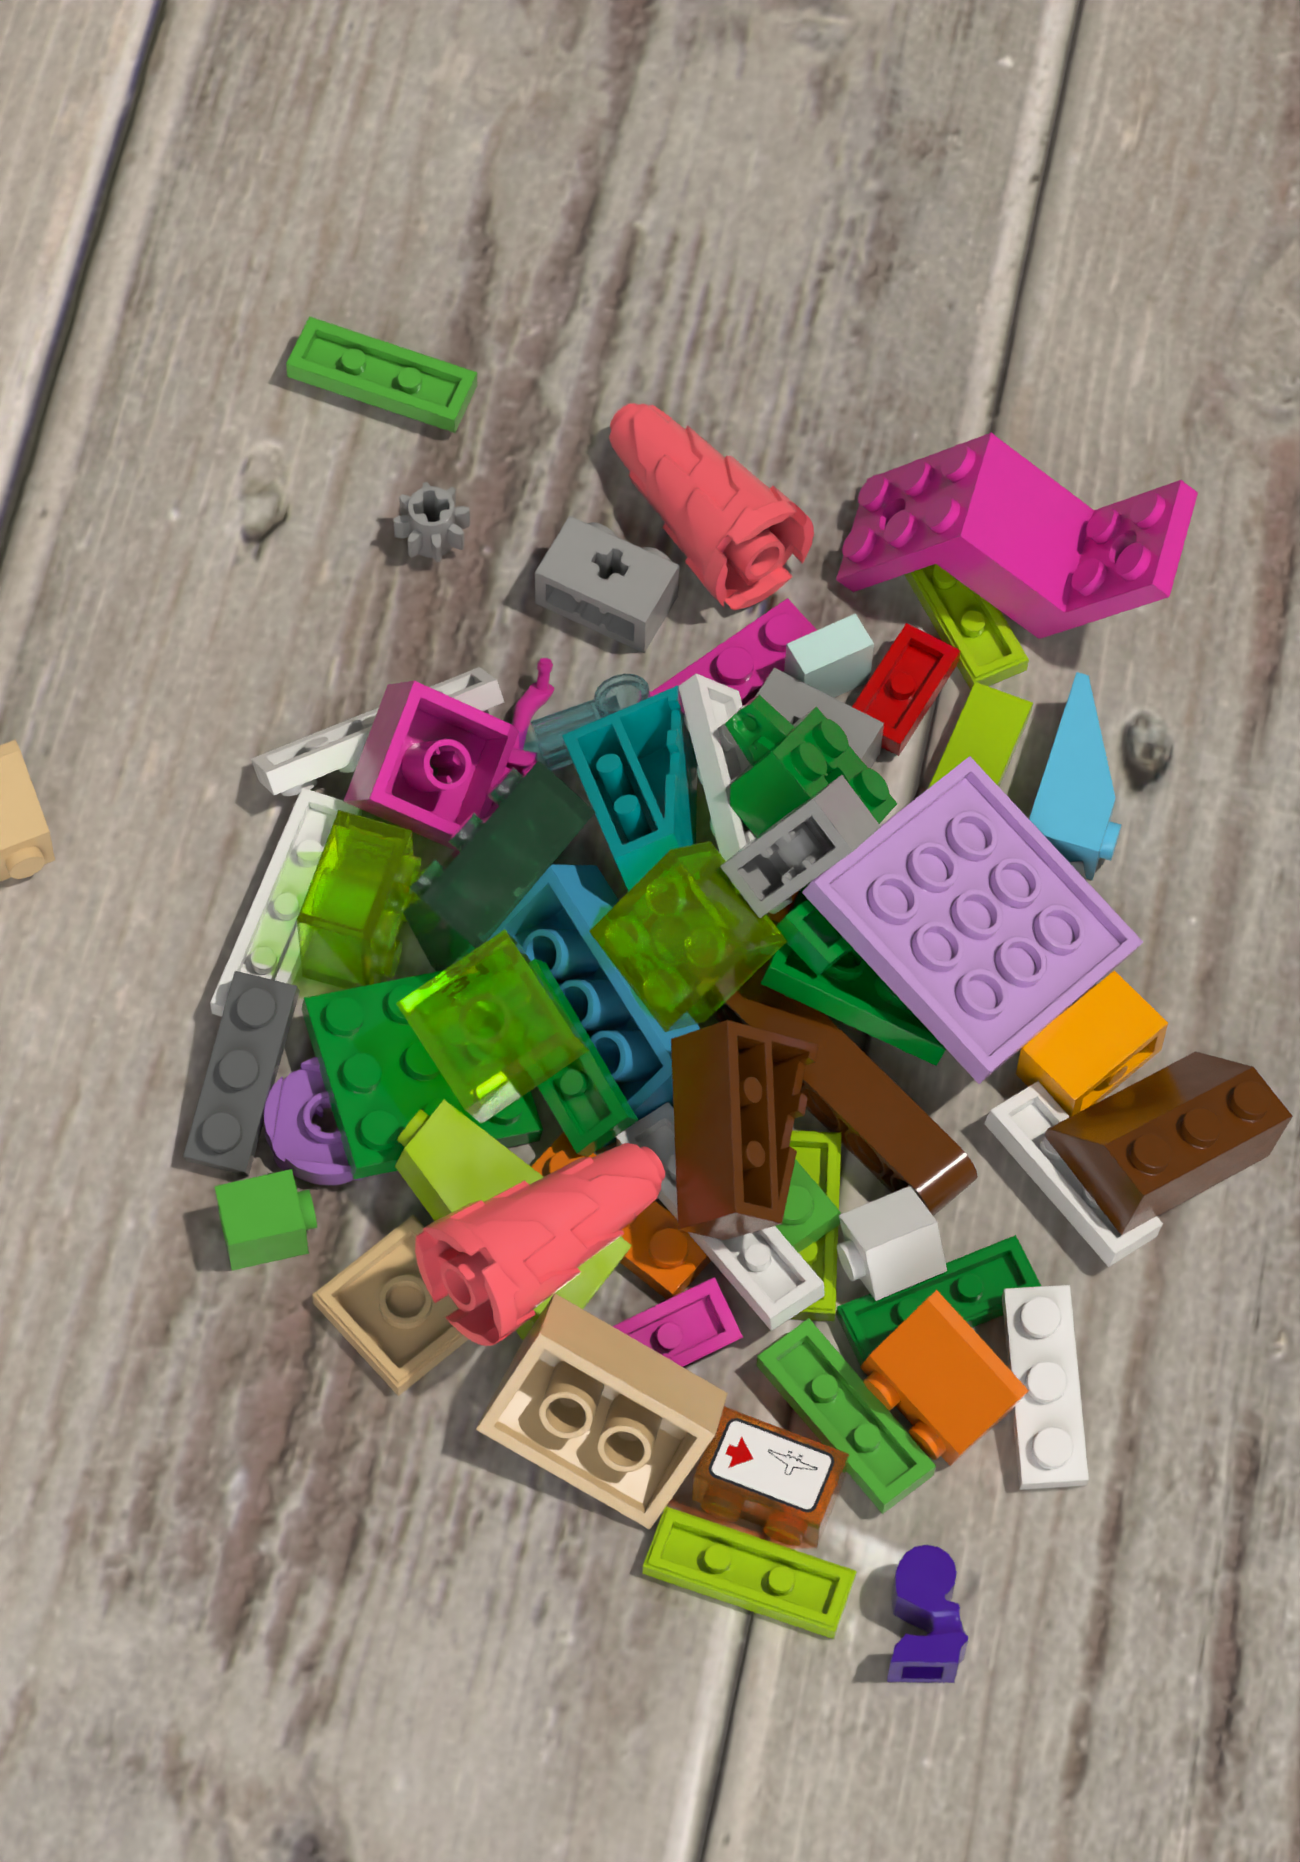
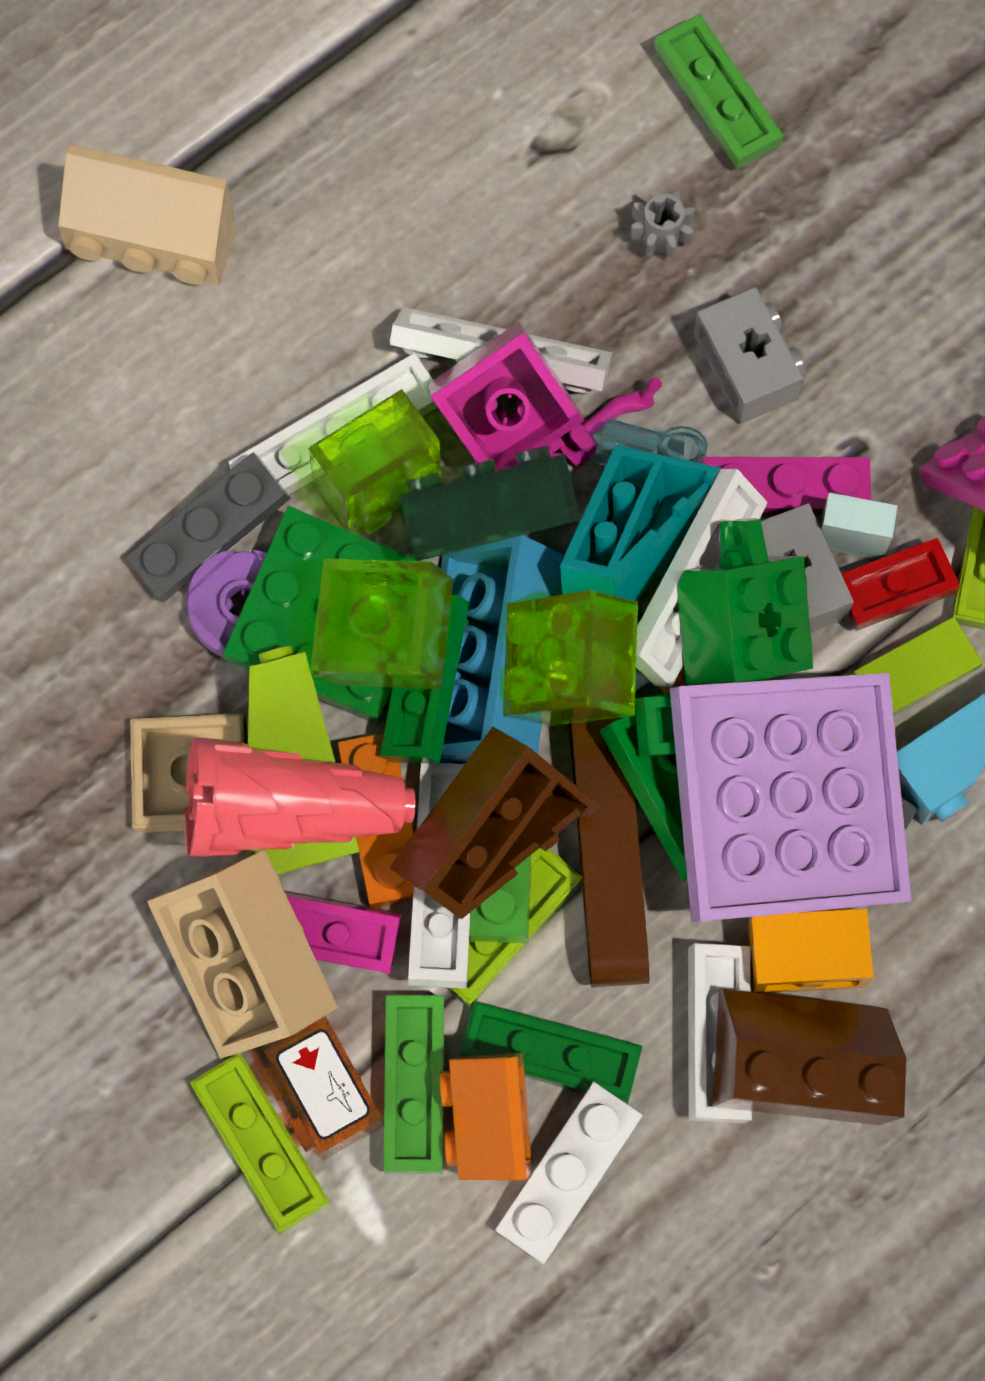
camera: 40 degrees right, 10 degrees up
(264, 1219) = (139, 641): bright green brick -> none
(712, 507) = (866, 357): coral cone -> none
(800, 846) = (690, 655): light grey brick -> none
(891, 1243) = (543, 986): white brick -> none
(923, 1599) = (362, 1251): dark purple leg -> none

